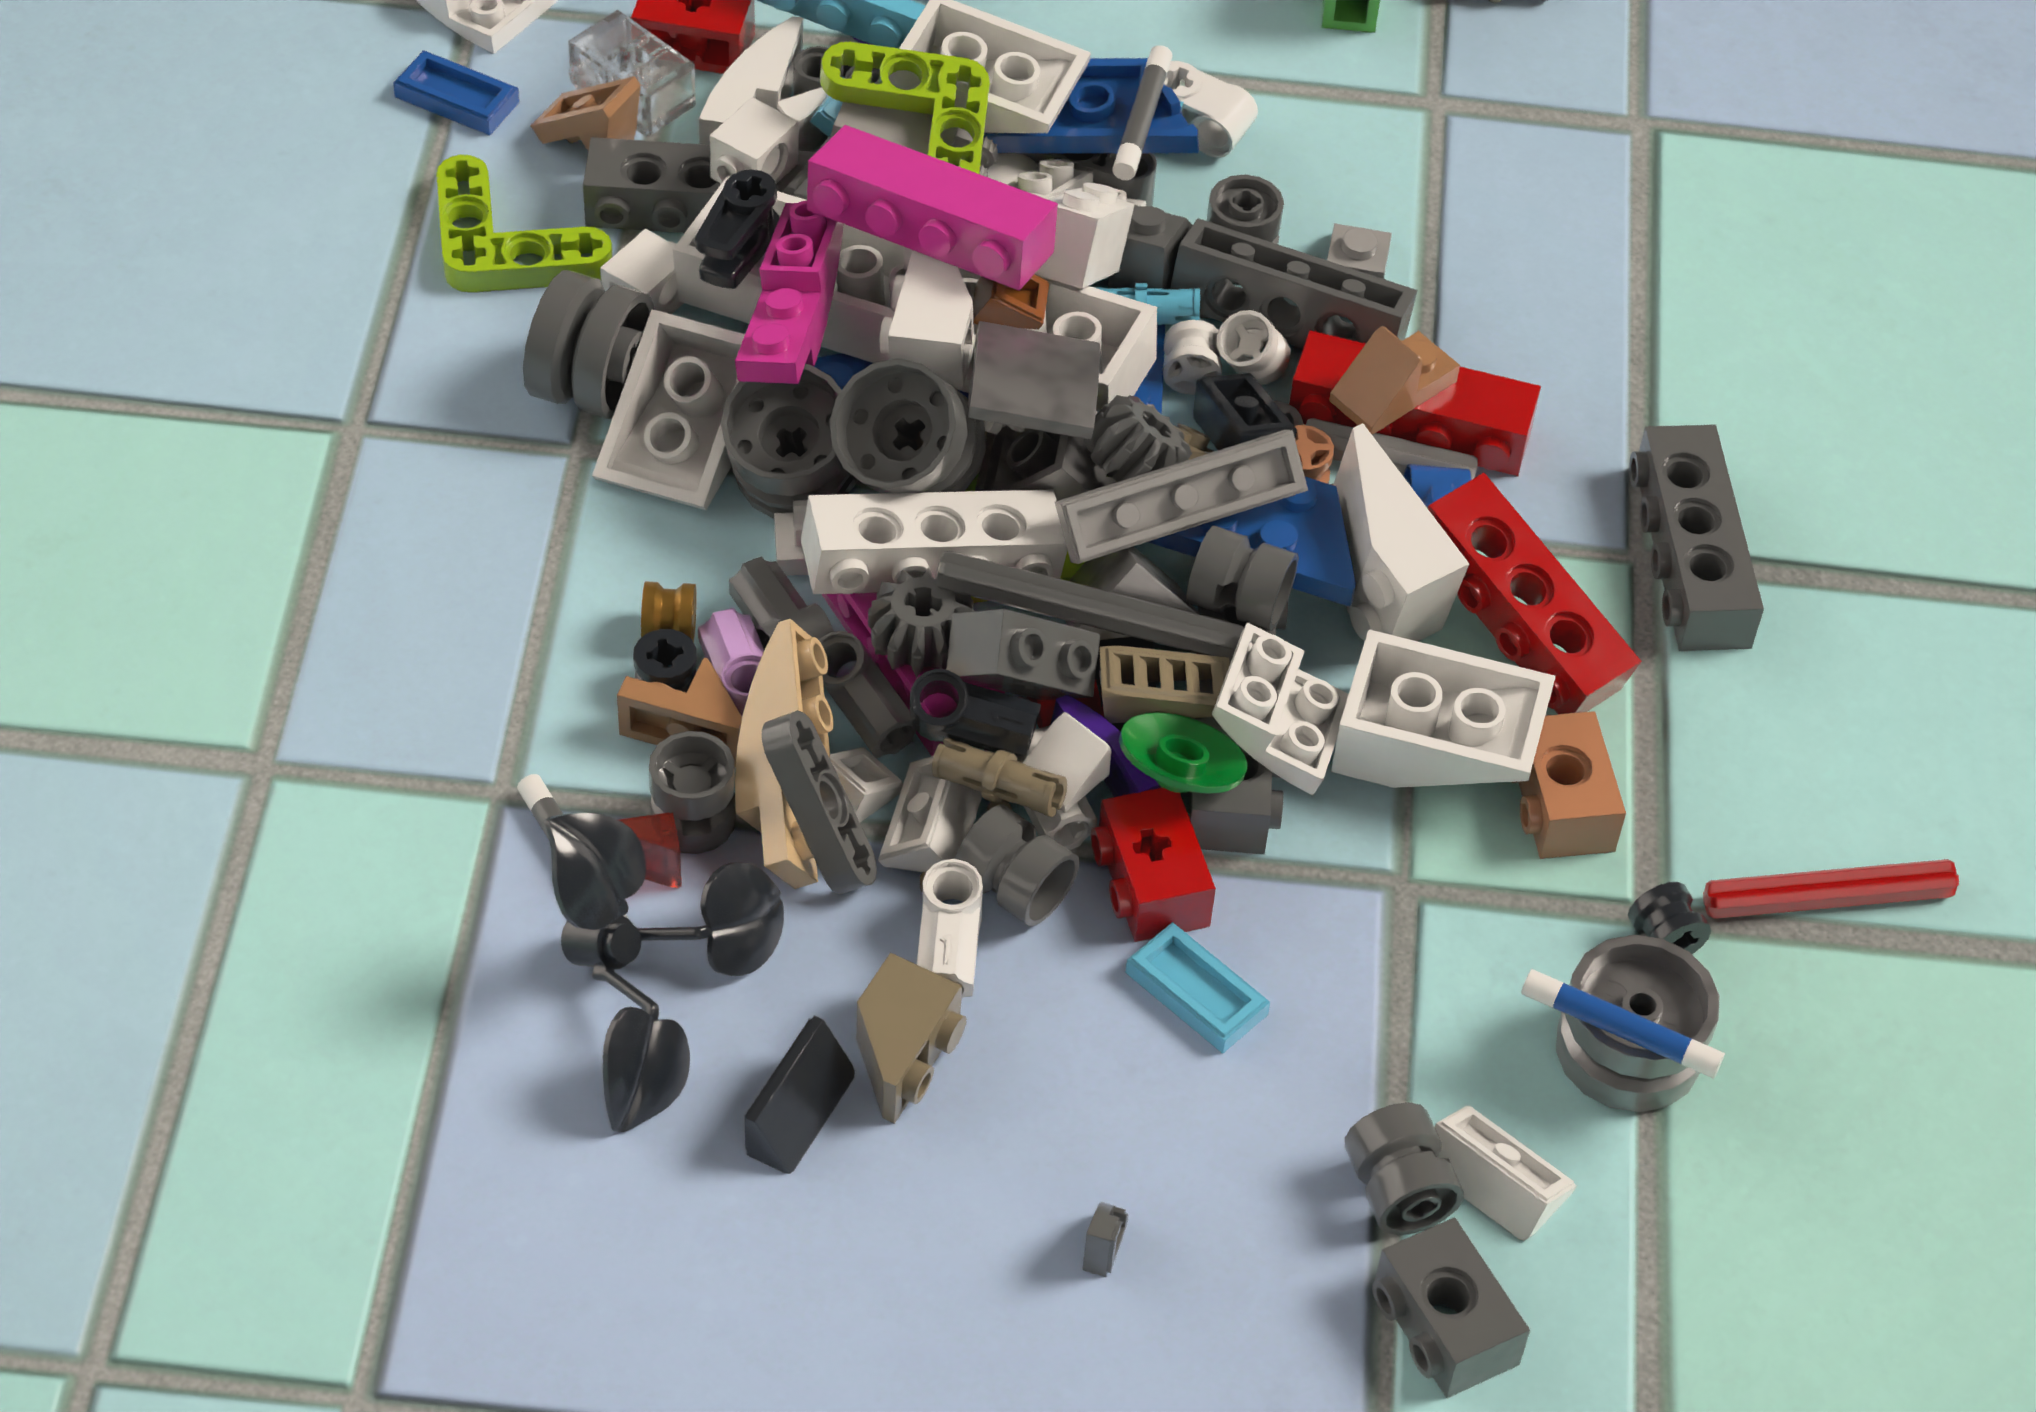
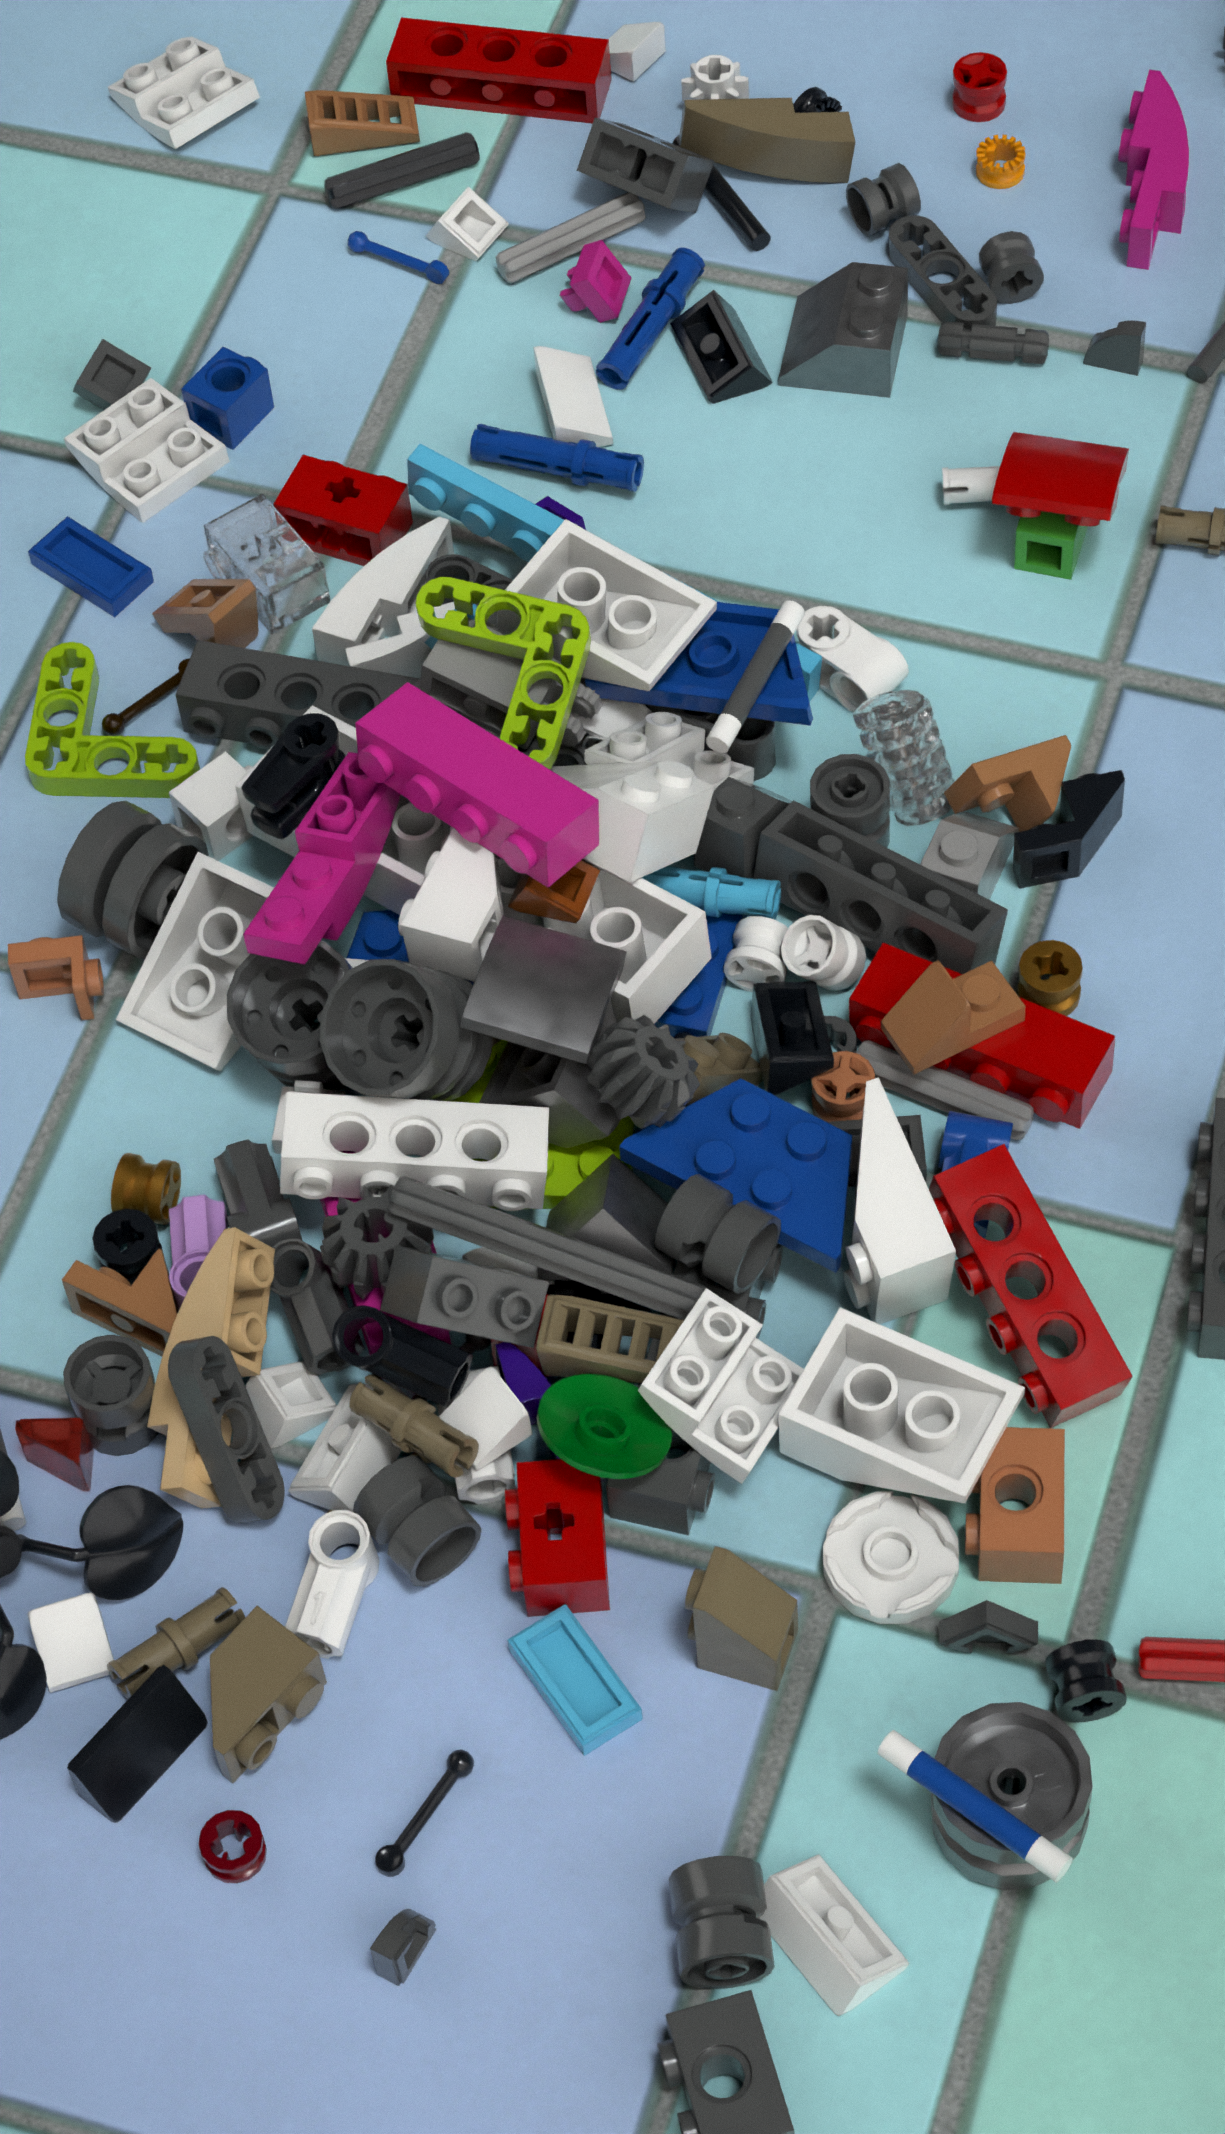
camera: 20 degrees right, 5 degrees up
(527, 434) = (56, 968): none -> nougat bracket
(574, 176) = (114, 723): none -> dark brown hinge
(708, 1014) = (71, 1641): none -> white slope
(756, 140) = (348, 674): white brick -> none
(808, 998) = (177, 1641): none -> dark tan pin
(914, 1154) = (210, 1845): none -> dark red bush
(1068, 1165) = (390, 1857): none -> black hinge
(1181, 496) = (672, 1136): light grey tile -> none
(1282, 154) = (906, 742): none -> clear piece
(1347, 910) = (740, 1621): none -> dark tan slope
(1390, 191) = (1022, 780): none -> medium nougat slope
(1439, 242) = (1062, 851): none -> black slope
(1457, 847) = (890, 1558): none -> white tile
(1464, 341) = (1063, 988): none -> pearl gold wheel
(1566, 889) = (988, 1624): none -> dark grey tile

